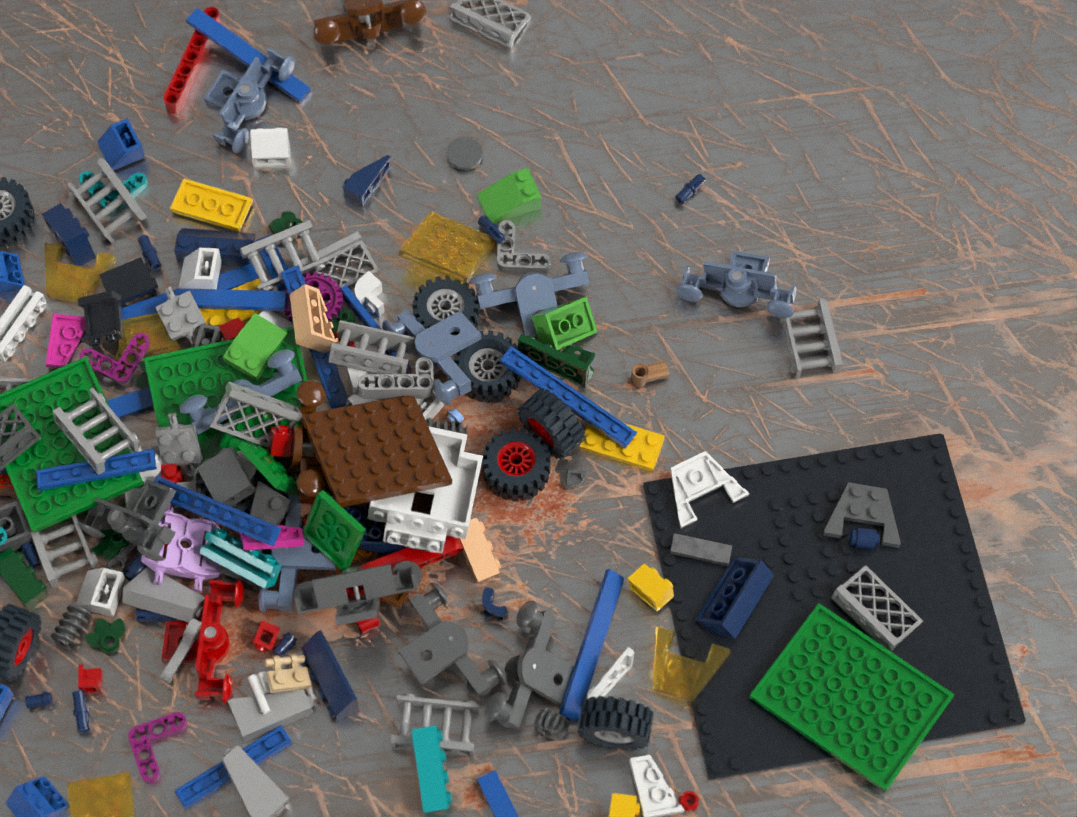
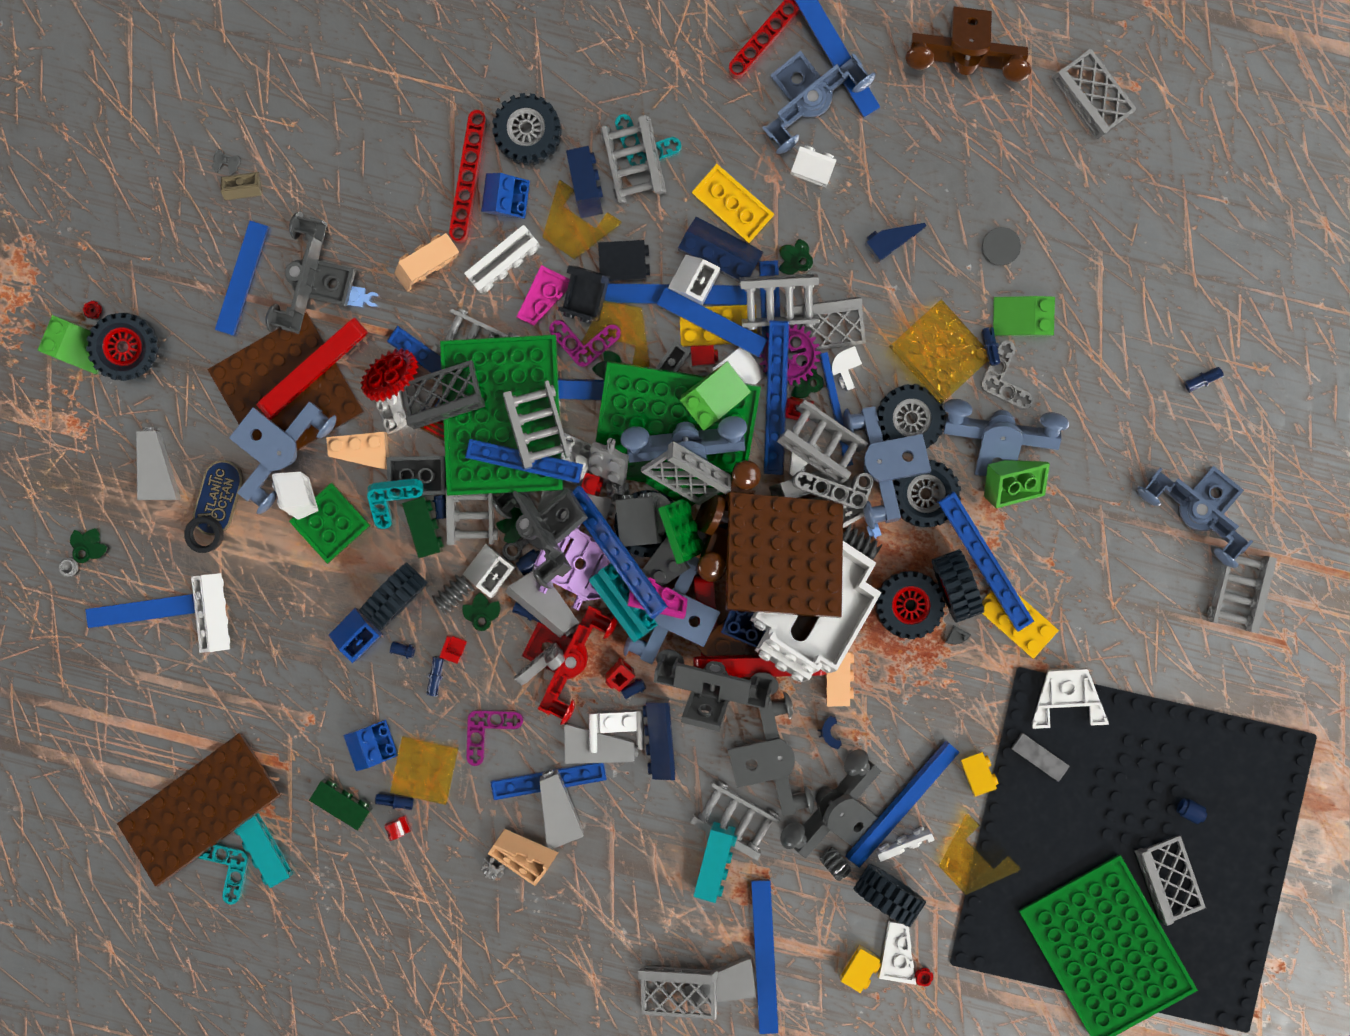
camera: 30 degrees right, 25 degrees up
(120, 145) = (668, 100): blue slope -> none
(149, 252) = (654, 233): dark blue pin -> none
(180, 315) = (659, 321): light grey plate -> none
(280, 441) = (701, 504): red brick -> none
(287, 679) = (621, 730): tan plate -> none
(310, 320) = (777, 388): light nougat wedge -> none
(333, 530) = (714, 624): green plate -> none
(564, 364) = (1001, 523): dark green plate -> none
(650, 373) = (1074, 561): medium nougat piece -> none
(735, 596) = (1049, 815): dark blue slope -> none
(866, 506) = (1209, 778): dark grey wing -> none

